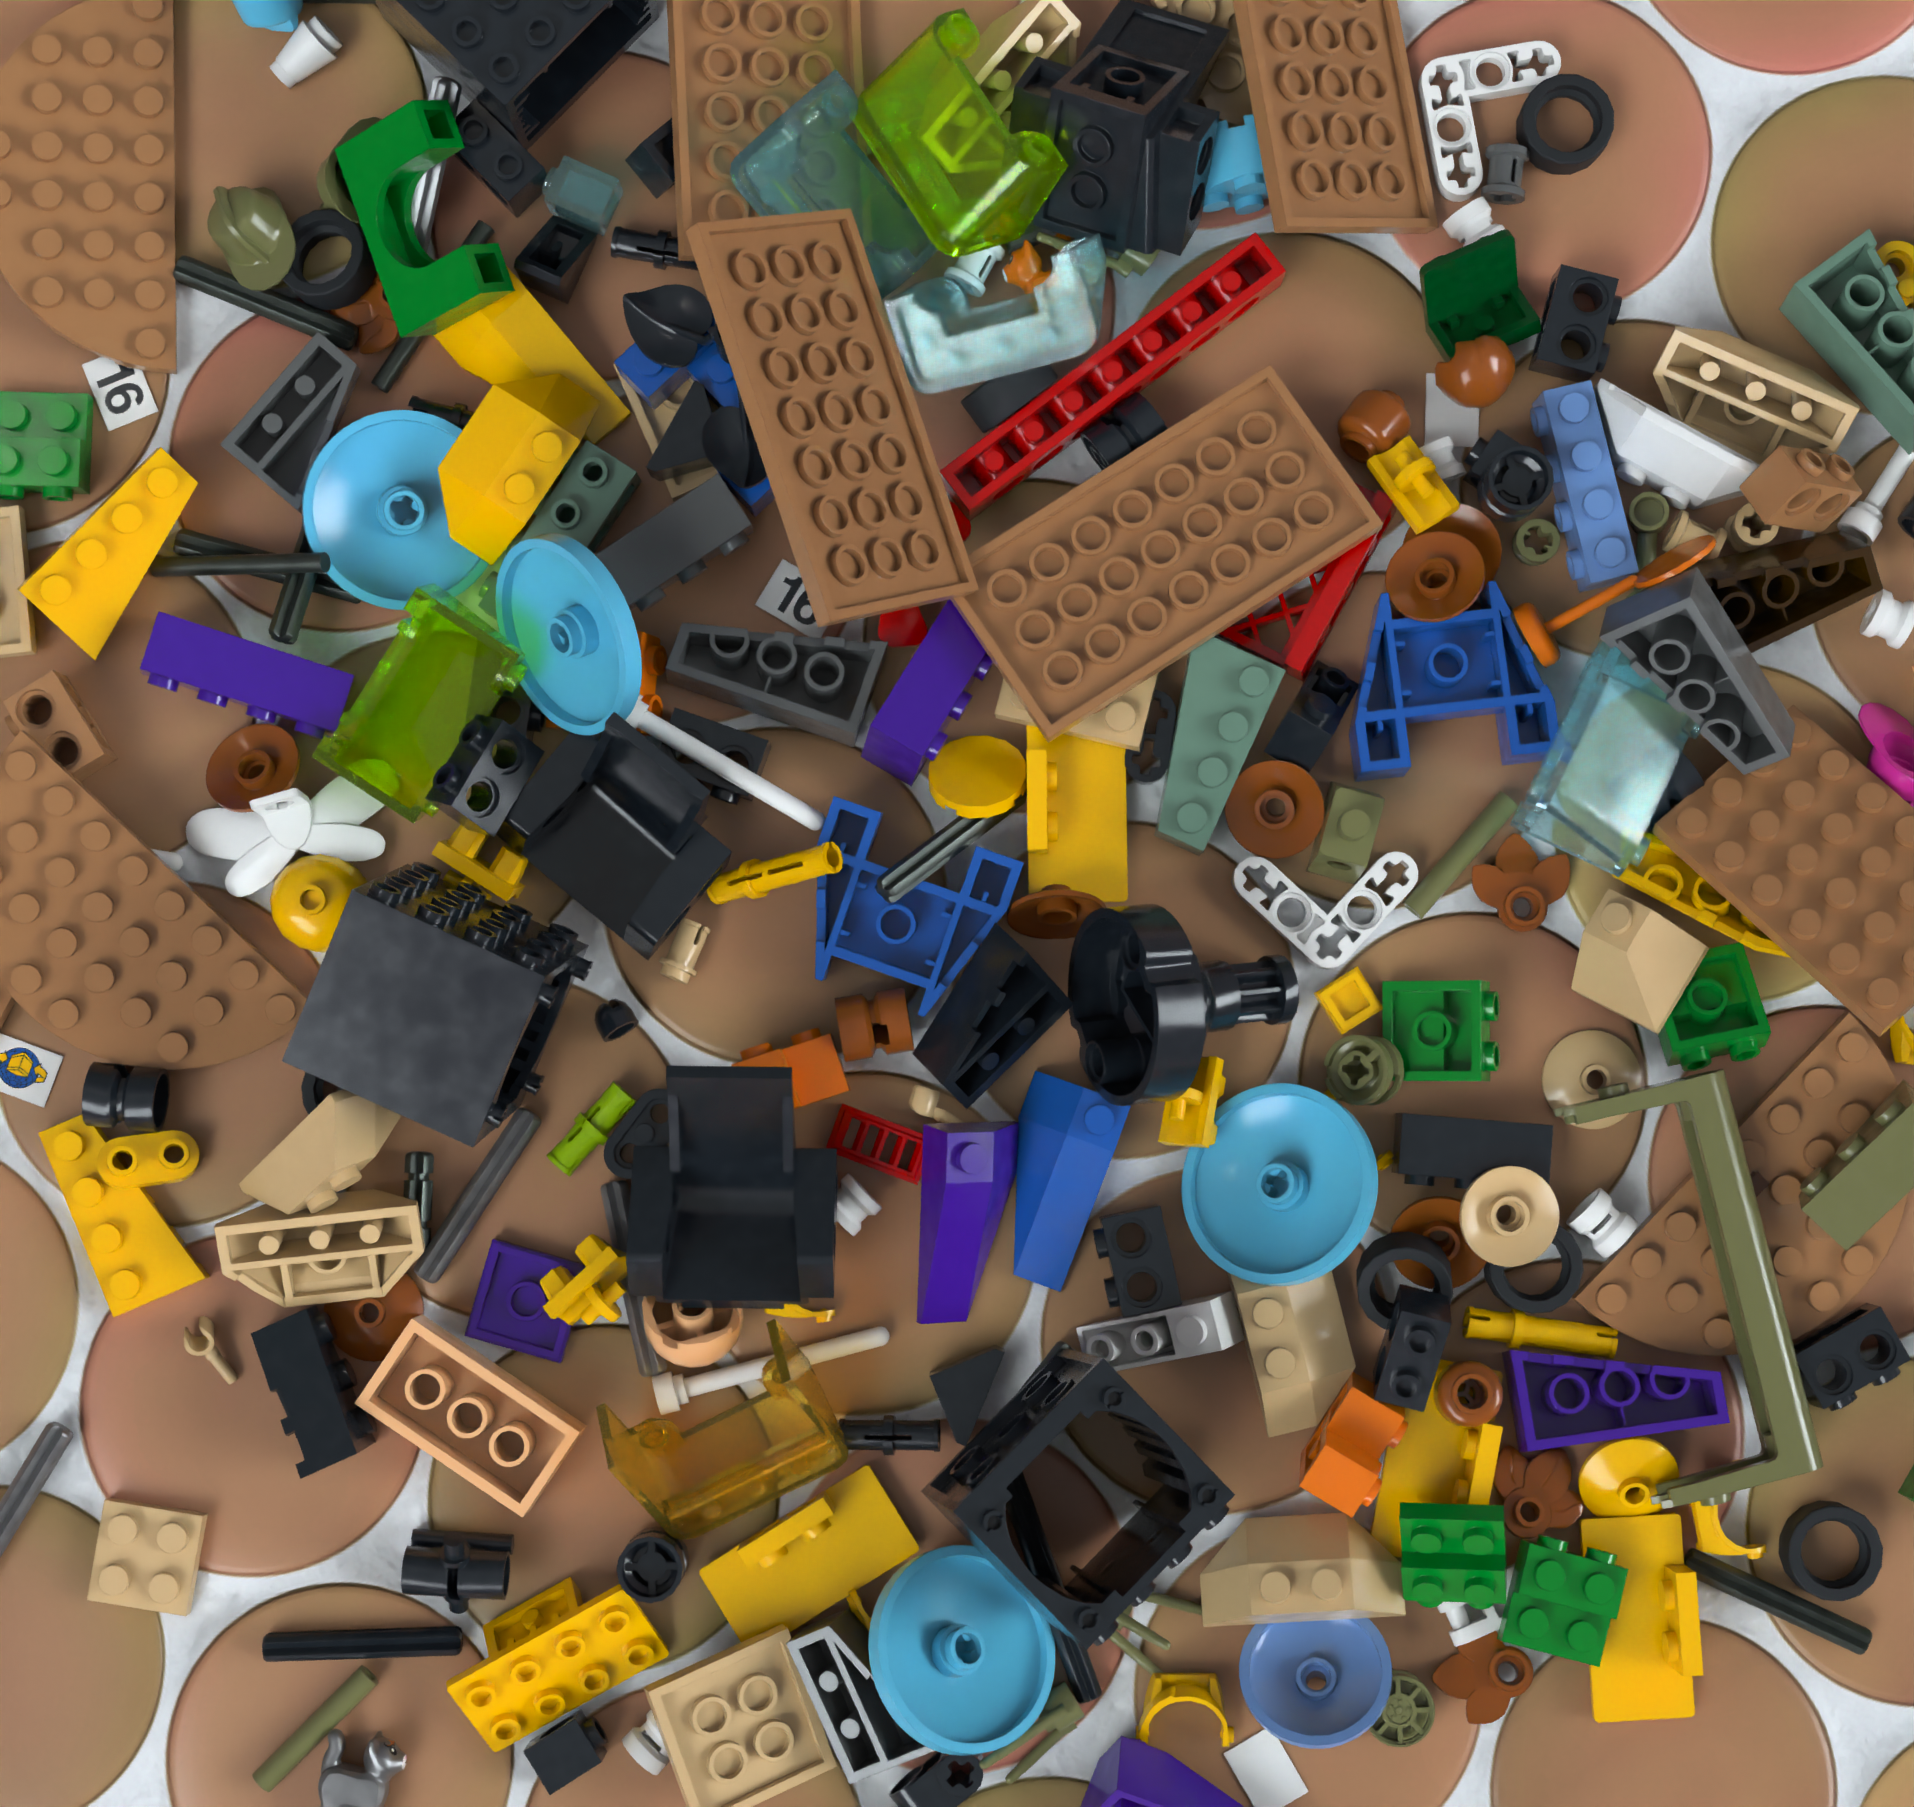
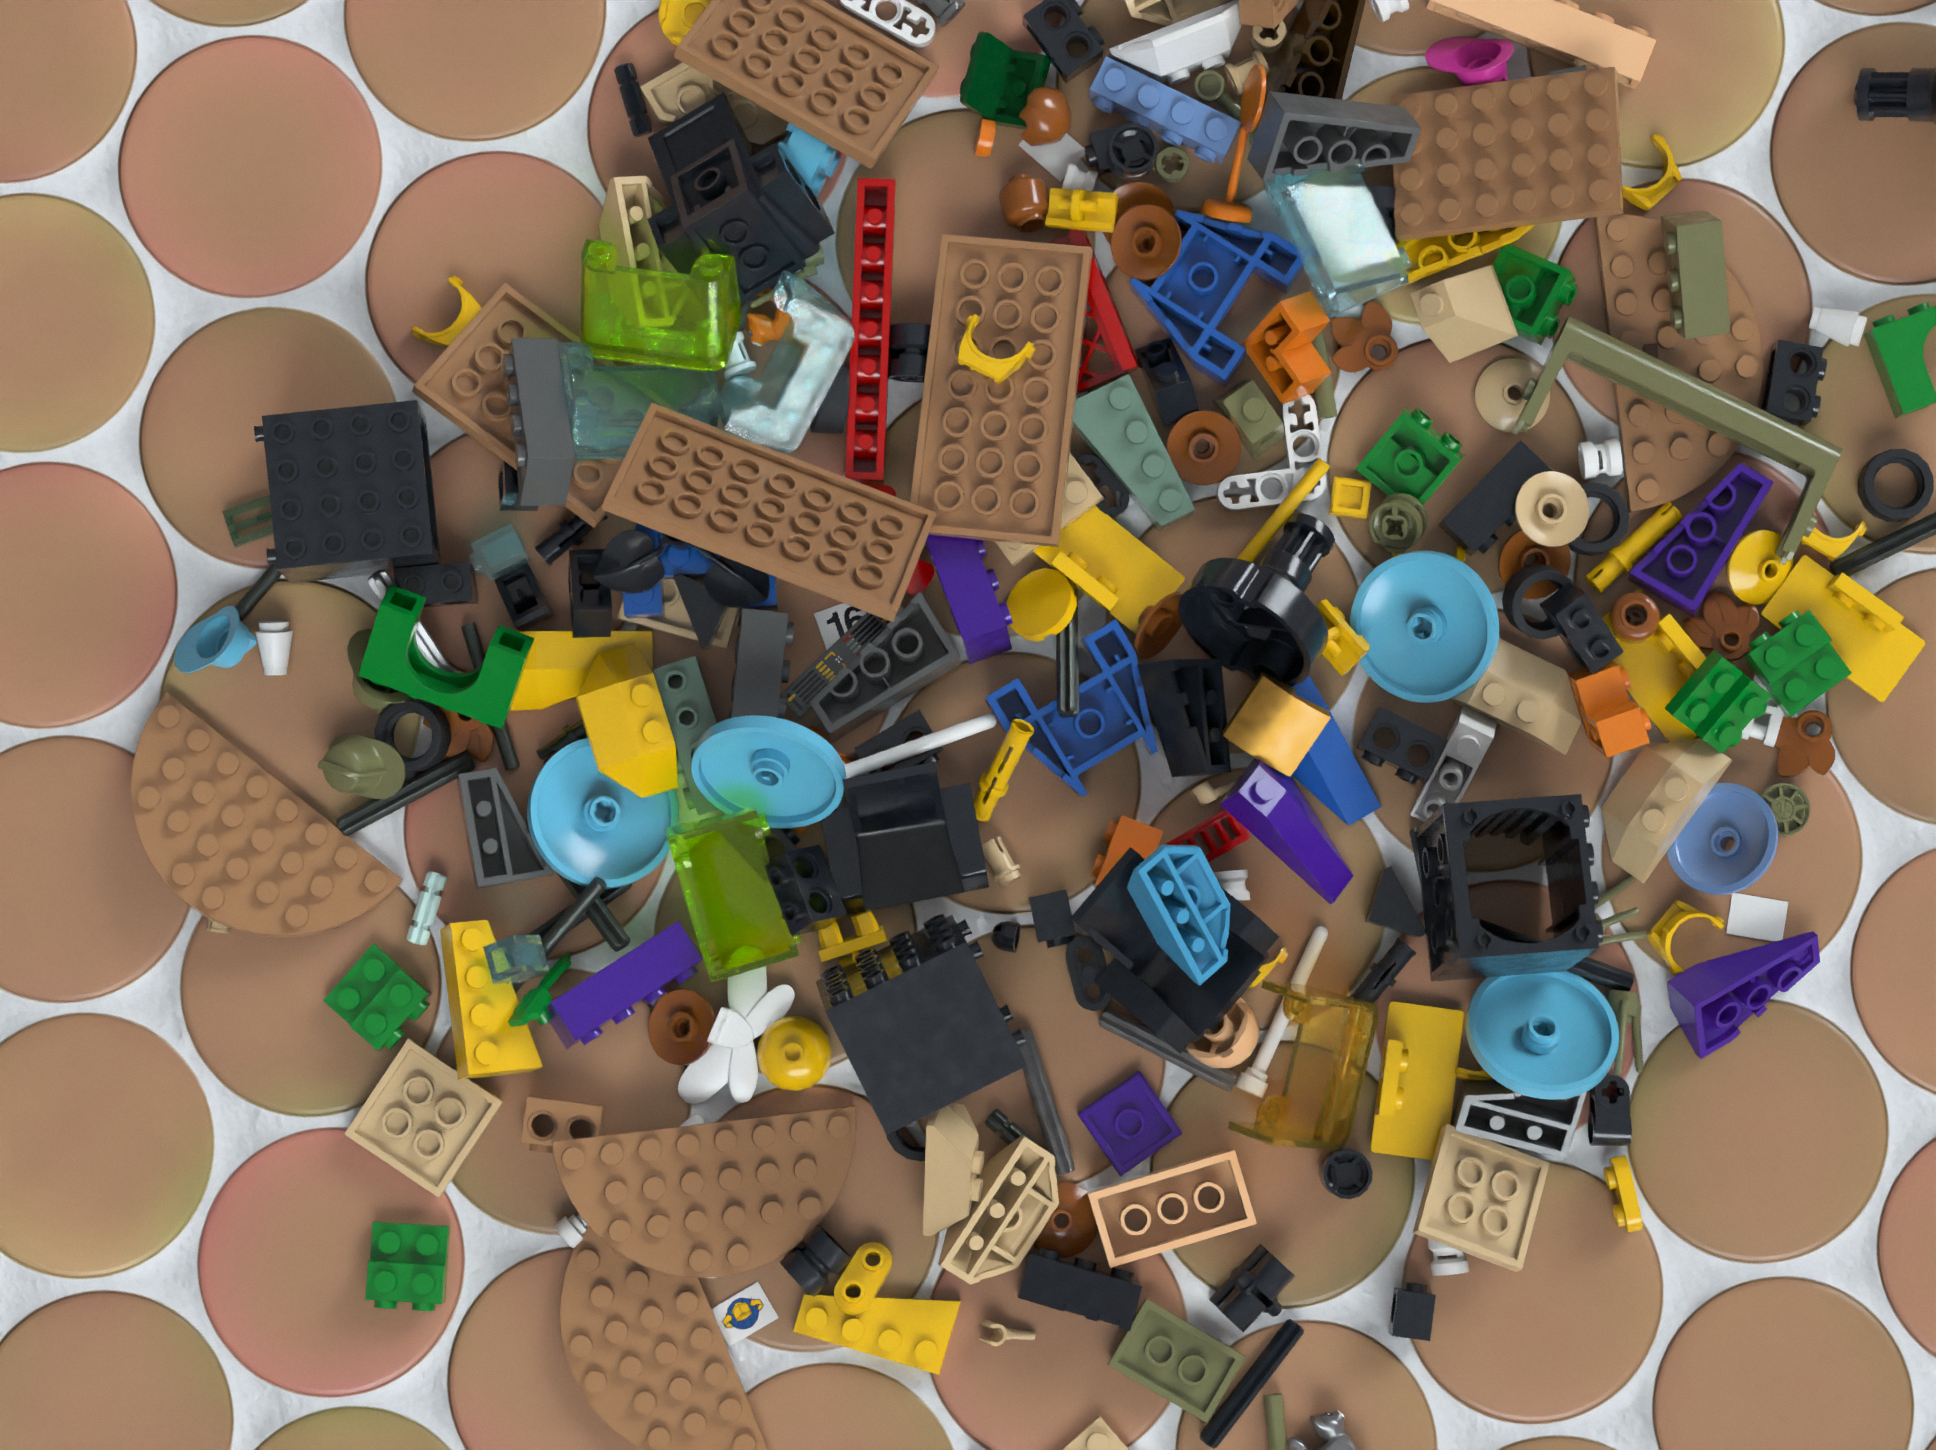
camera: 55 degrees left, 0 degrees up
(119, 392) = (384, 925): white sticker -> none
(150, 598) = (535, 1002): none -> green piece
(168, 418) = (426, 908): none -> light aqua axle
(178, 542) = (516, 959): none -> clear light blue brick
(323, 1548) = (1176, 1360): none -> olive plate
(553, 1659) = (1352, 1277): yellow bracket -> none
(591, 1128) = (1060, 1002): lime pin -> none
(592, 1290) = (1158, 1076): yellow hips -> none
(598, 320) = (588, 598): none -> black brick
(668, 1044) = (1052, 918): none -> black brick
(735, 110) = (539, 421): none -> dark grey wedge
(747, 615) = (832, 662): none -> dark grey sticker
(776, 1175) = (1183, 908): none -> dark azure wedge
(856, 1022) = (1141, 772): dark orange wheel -> none
(1051, 1115) = (1276, 724): none -> slope
(1175, 525) = (995, 368): none -> yellow helmet
(1277, 944) = (1284, 511): none -> yellow bar
(1404, 331) = (985, 138): none -> orange tile
(1445, 805) = (1284, 347): none -> orange brick
(1471, 222) = (957, 46): white wheel -> none

